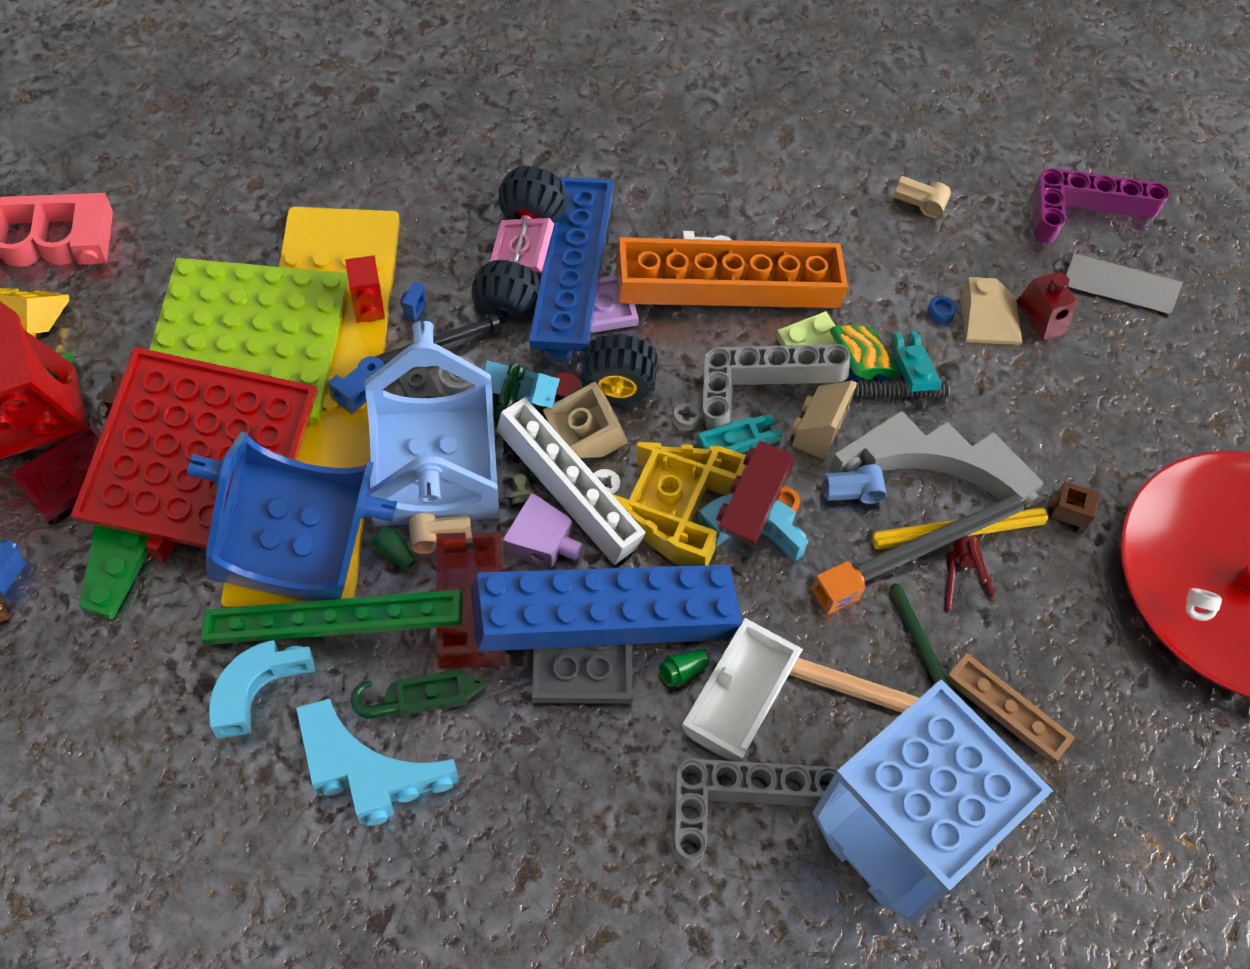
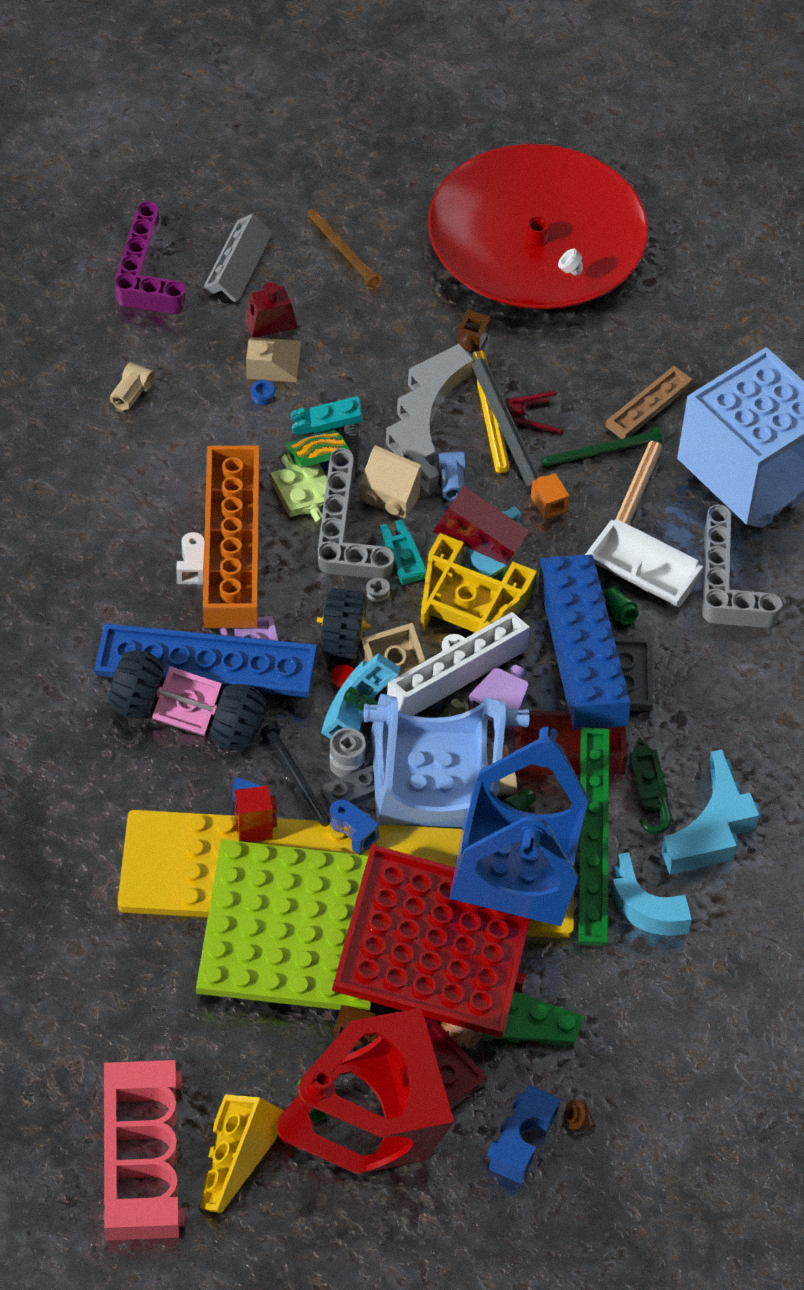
camera: 85 degrees left, 5 degrees down
(1129, 405) = (372, 279): none -> clear orange bar

